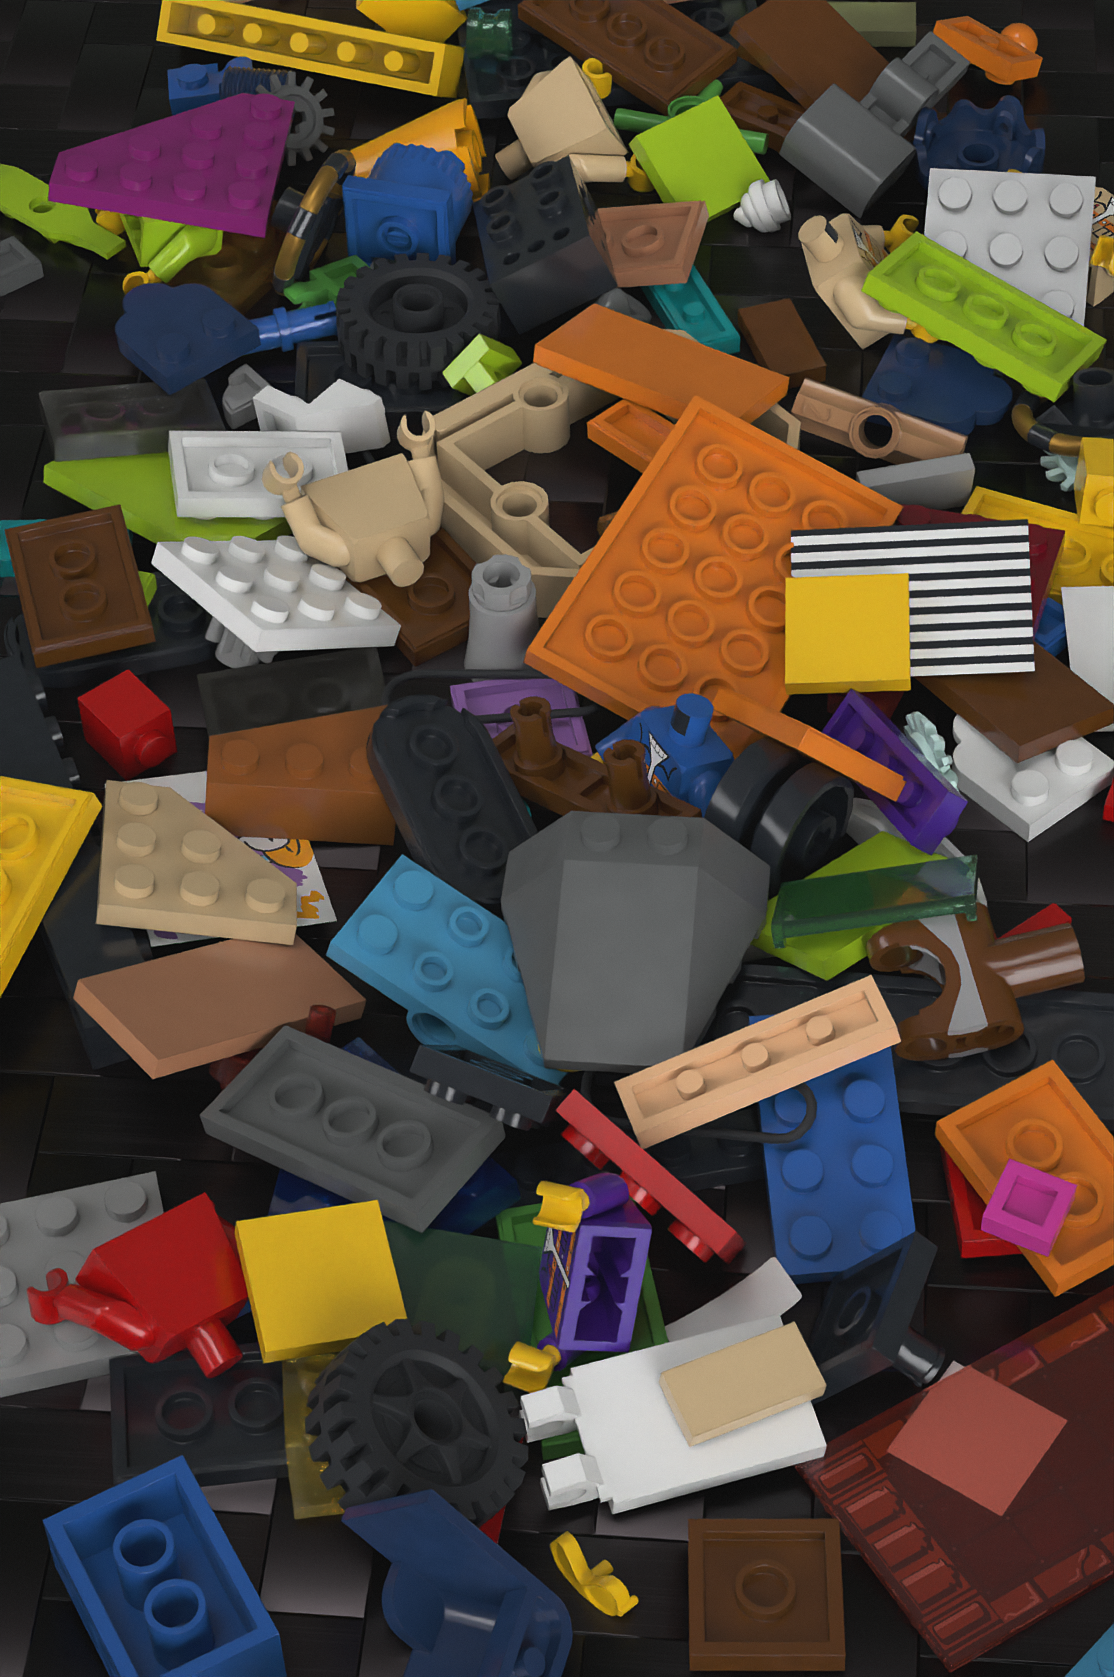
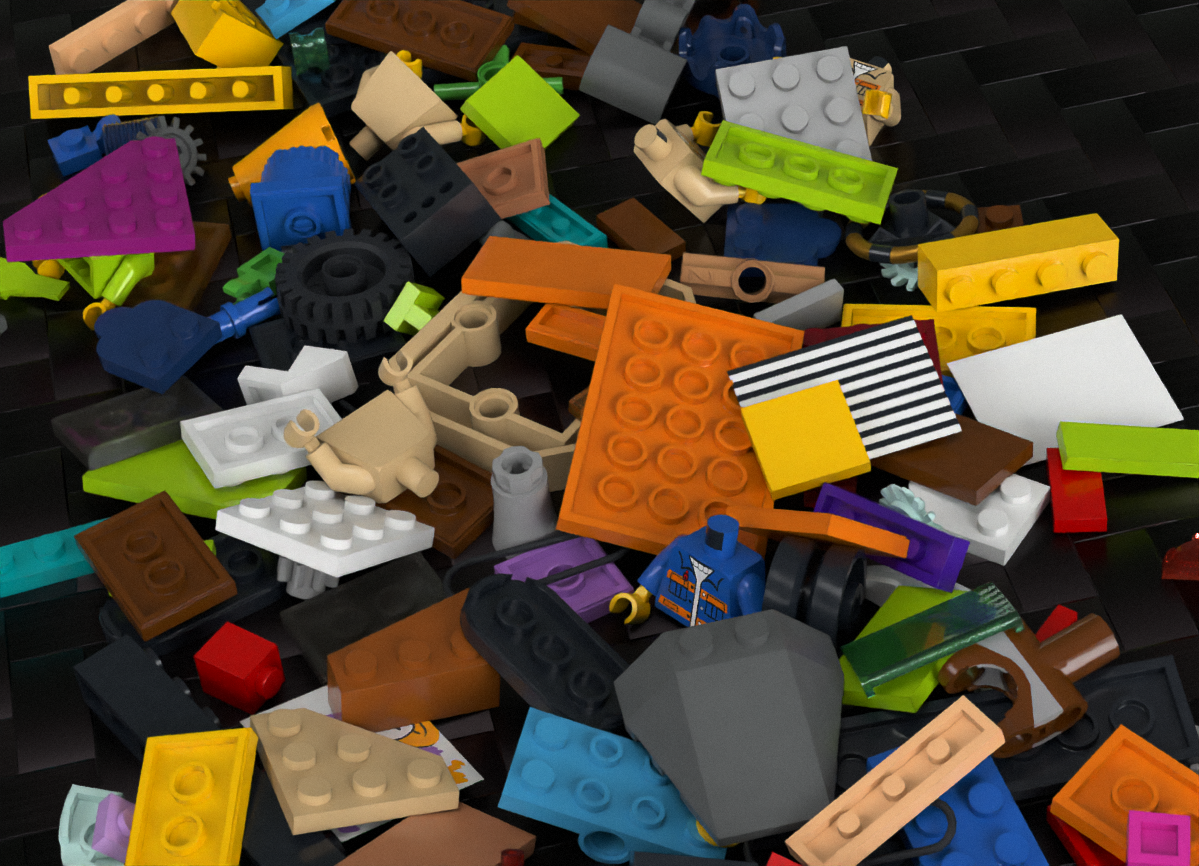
camera: 15 degrees left, 5 degrees down
(239, 394) = (221, 380): light grey tile -> none
(309, 220) = (225, 225): piece -> none
(572, 781) = (642, 614): reddish brown plate -> none
(763, 207) = (580, 133): white plate -> none

